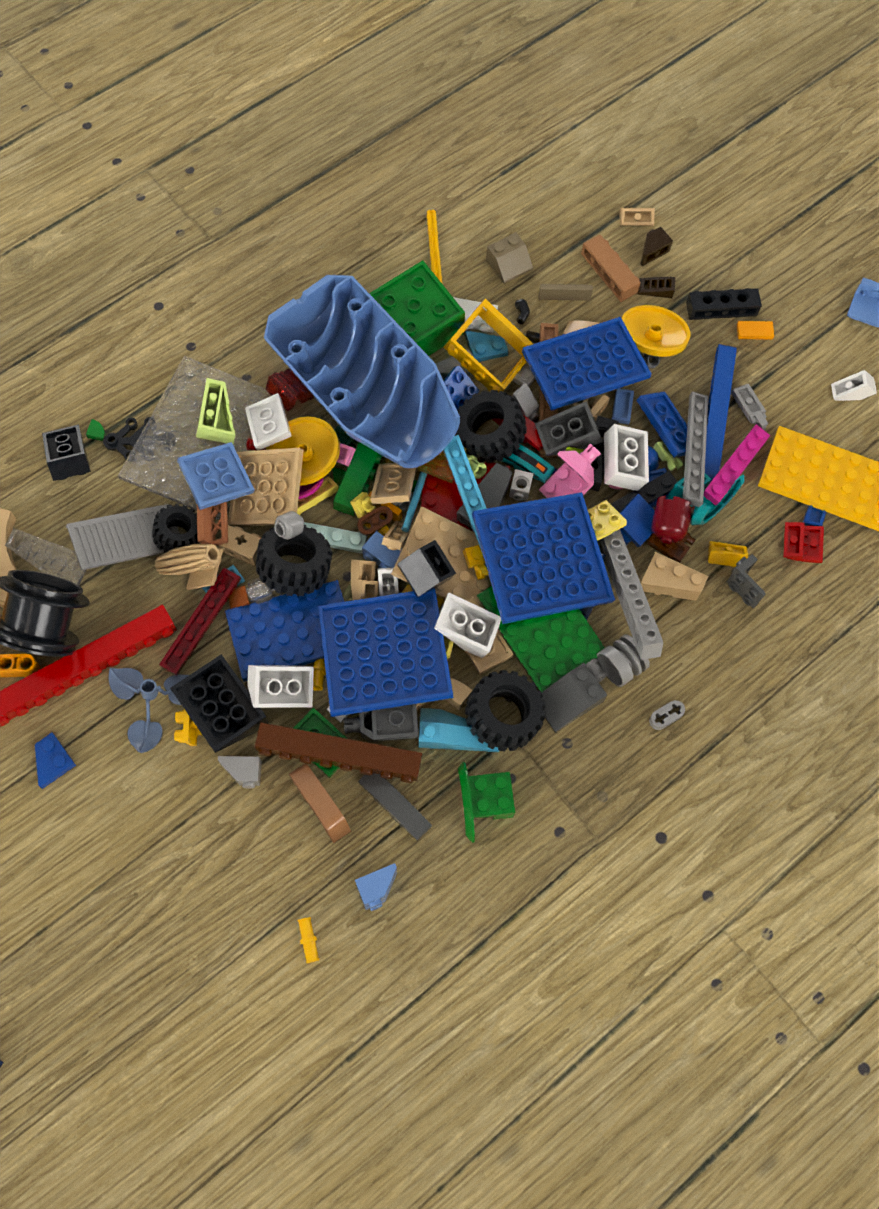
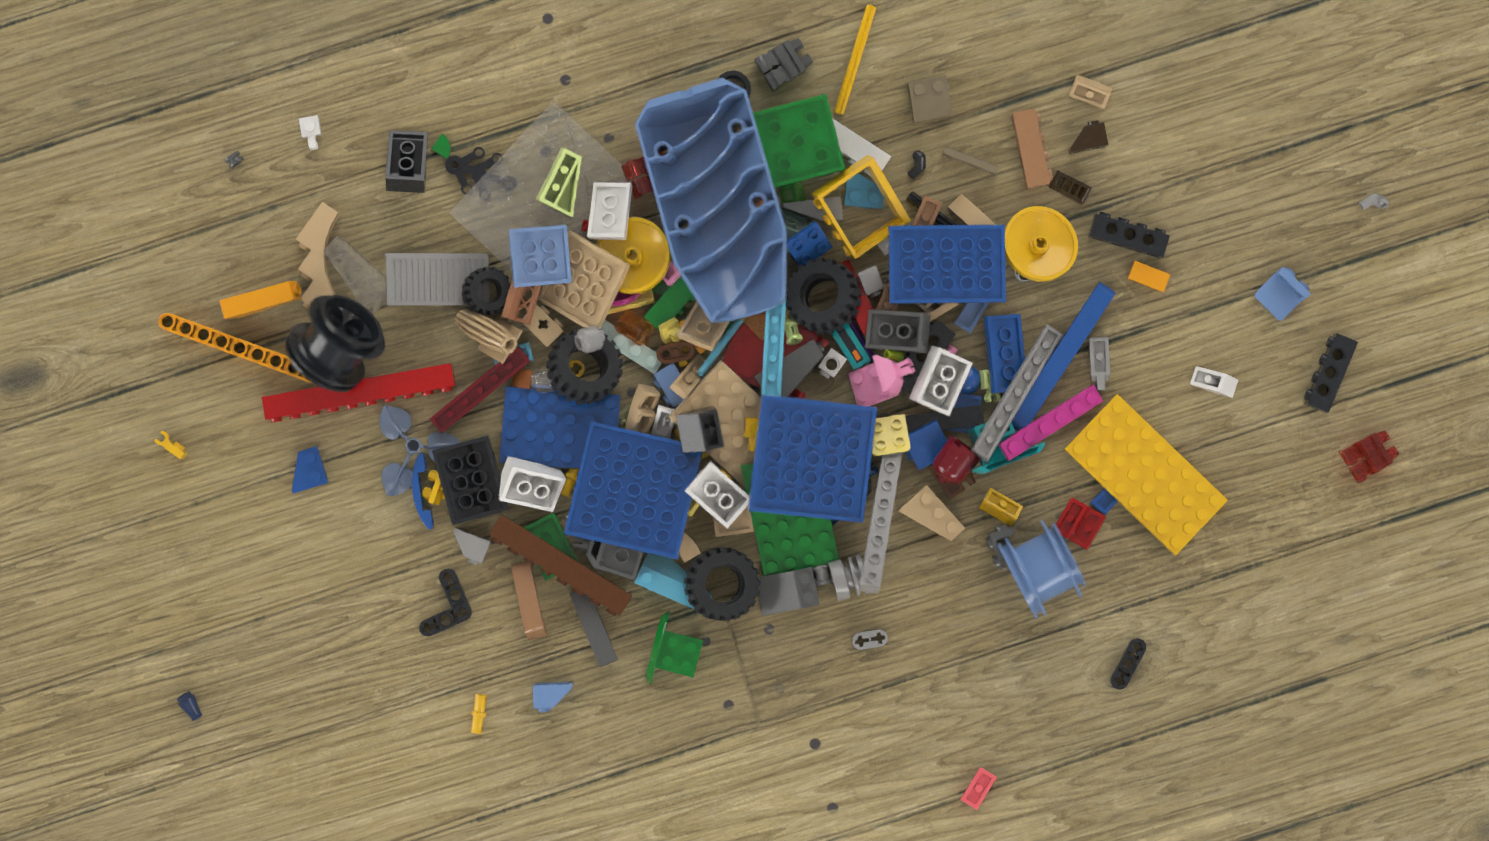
camera: 25 degrees right, 20 degrees up
(165, 715) = (425, 515): none -> blue slope
(246, 837) = (455, 605): none -> black beam
(329, 517) = (633, 326): none -> clear orange piece
(375, 270) = (788, 61): none -> dark grey hips
(801, 578) = (1043, 568): none -> medium blue wheel
(839, 817) = (978, 788): none -> coral plate

